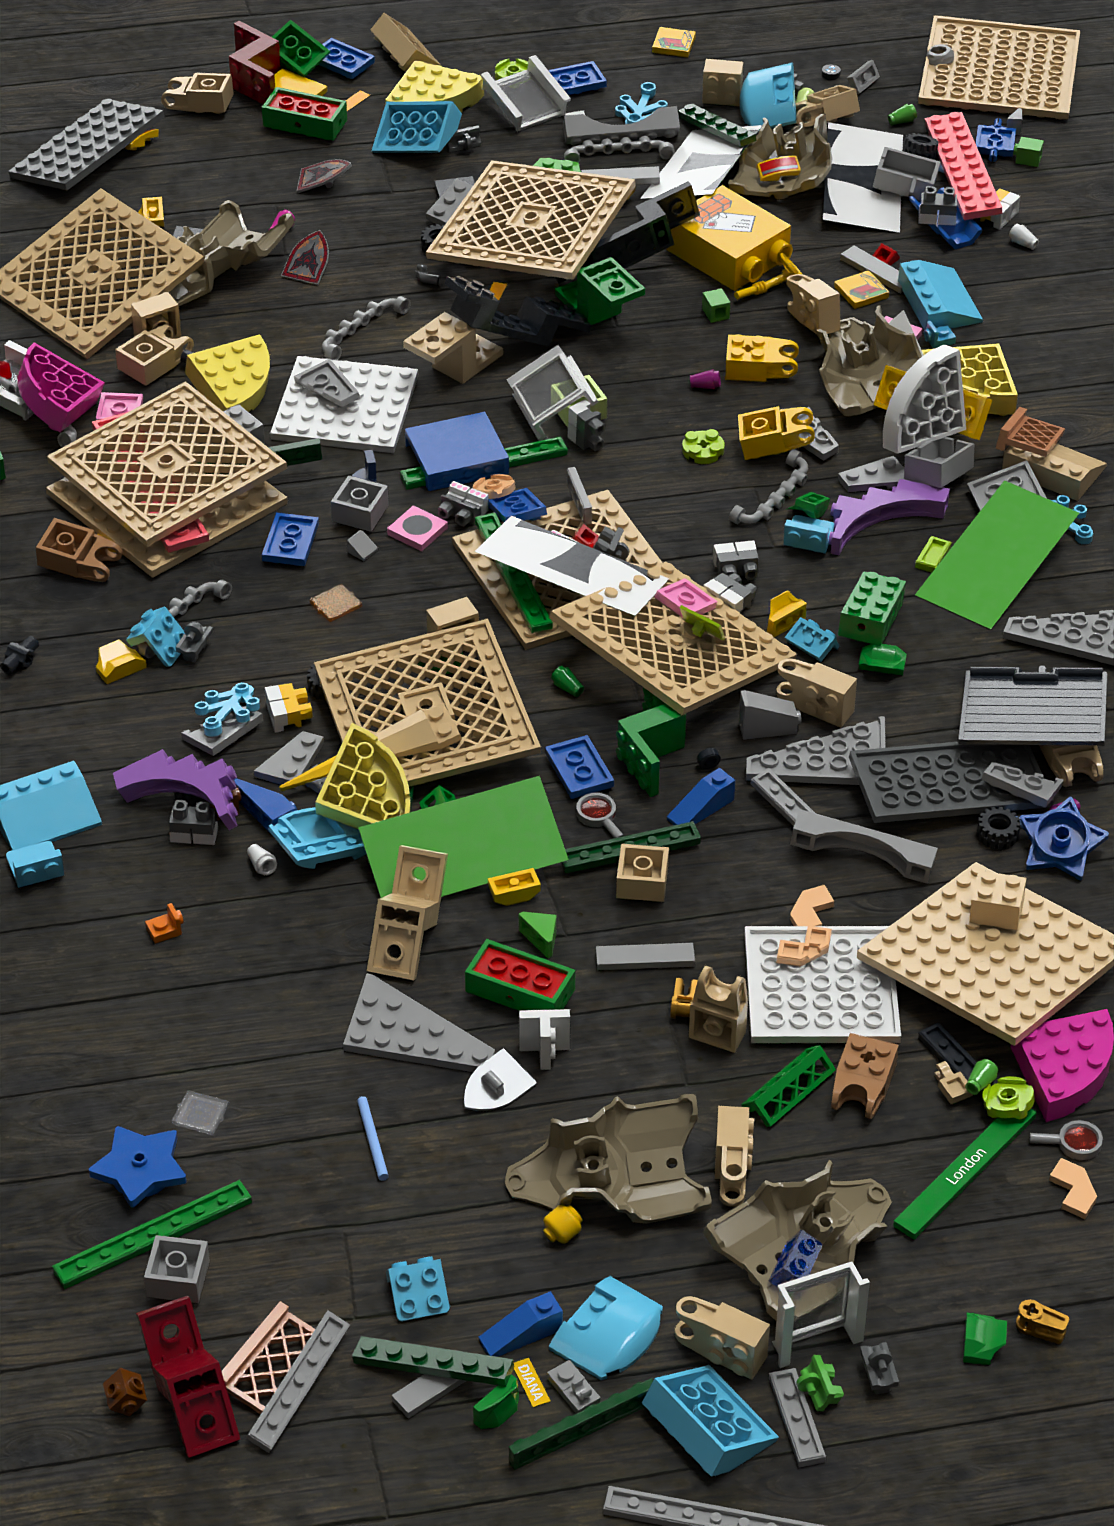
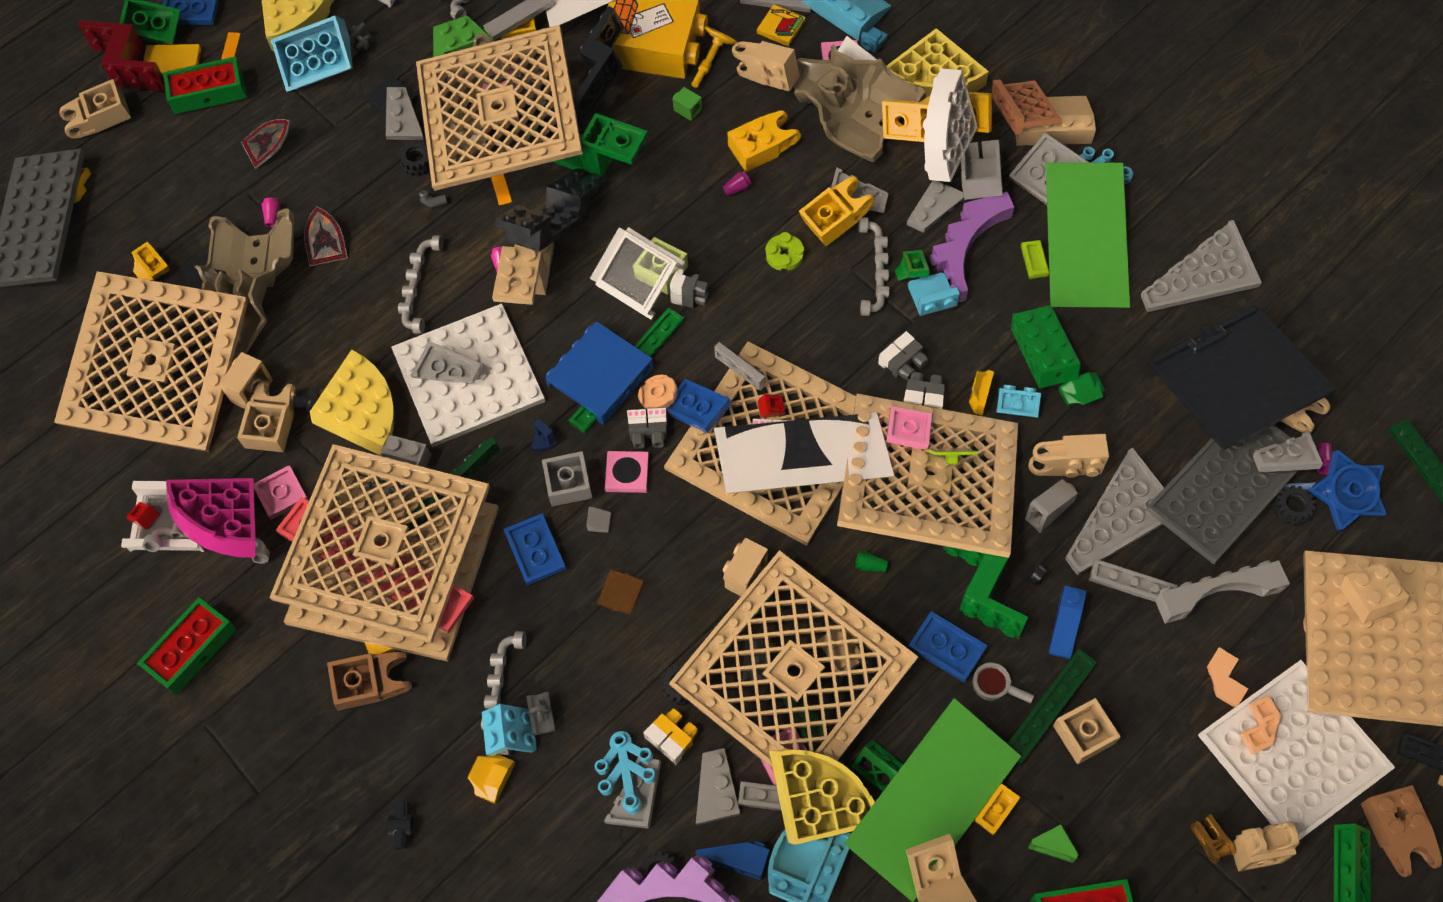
camera: 30 degrees left, 20 degrees up
(412, 735) = (810, 713): tan plate -> none
(517, 582) = (777, 498): green tile -> none
(609, 543) = (805, 404): dark grey hips -> none
(645, 956) = (1145, 811): light grey tile -> none

